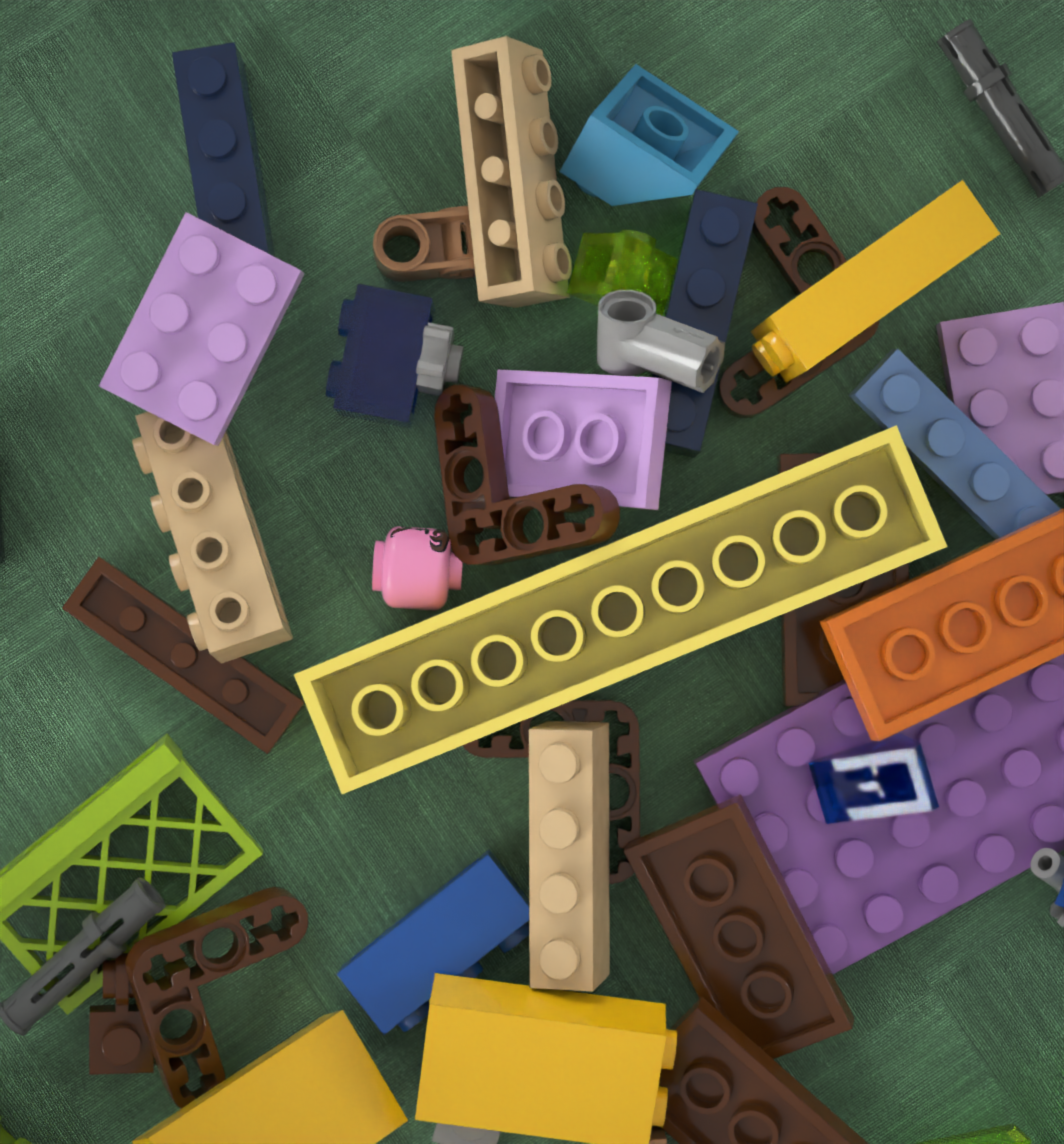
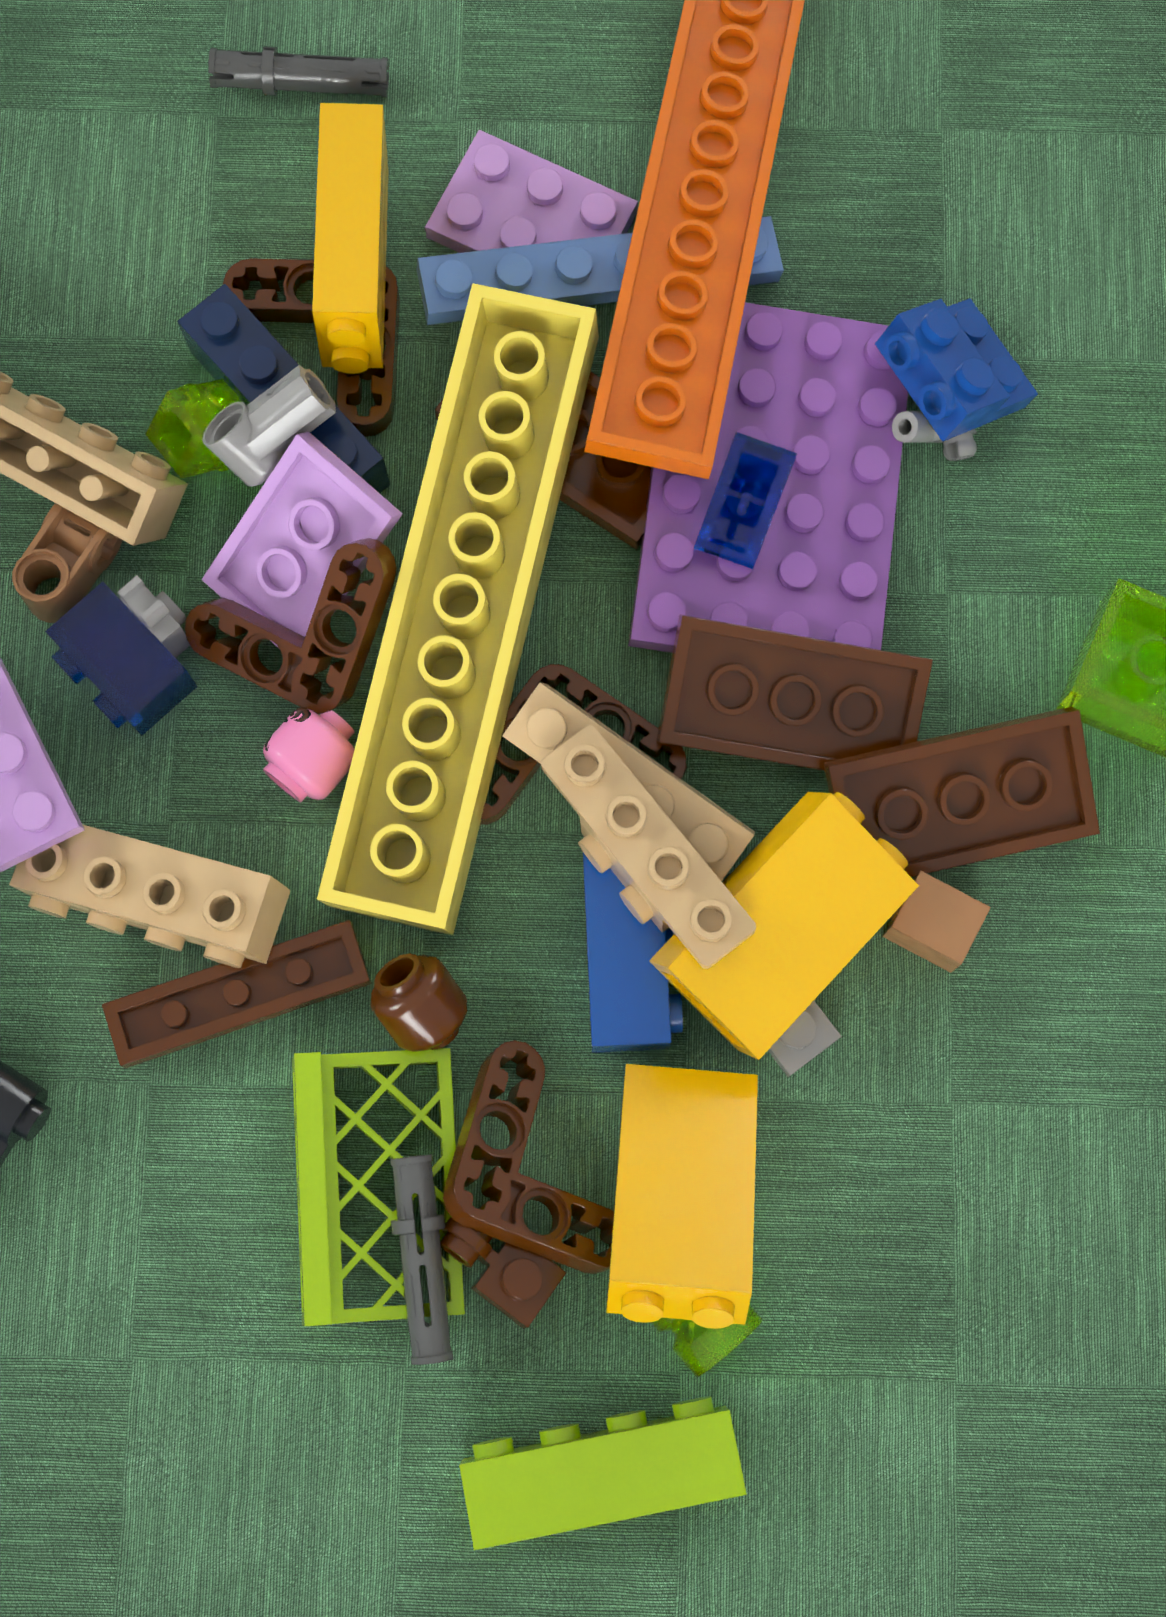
camera: 50 degrees left, 10 degrees down
(276, 808) = (418, 1002): none -> reddish brown head
(515, 918) = (645, 850): none -> tan bracket
(646, 143) = (114, 347): dark azure slope -> none

